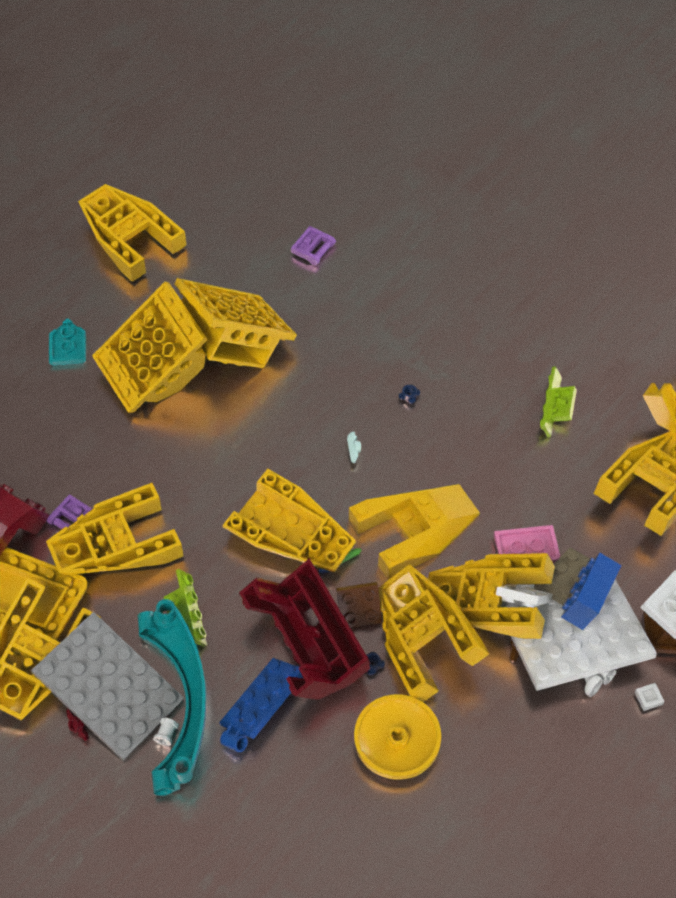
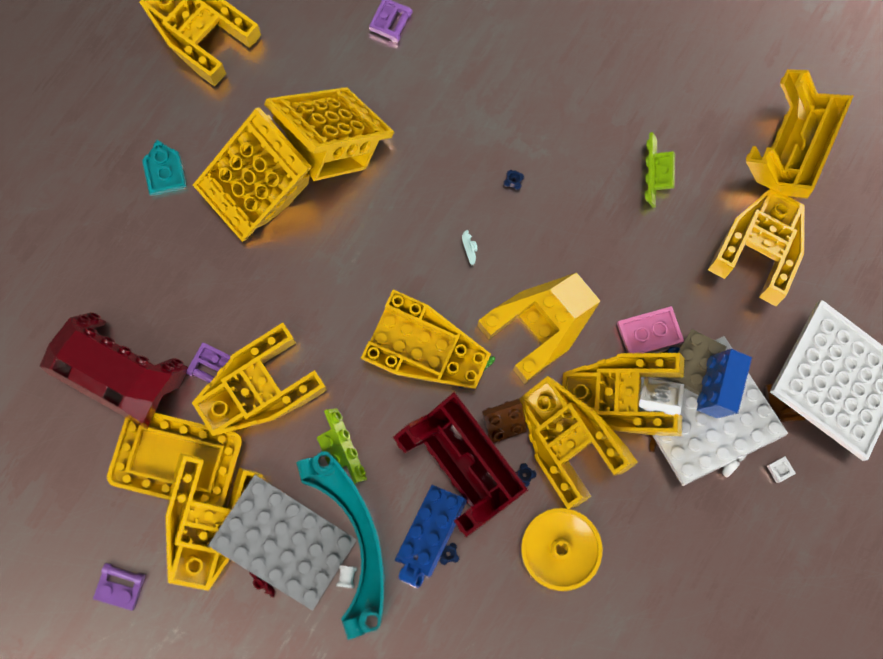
camera: 15 degrees left, 20 degrees up
(277, 721) = (453, 554): none -> dark blue plate

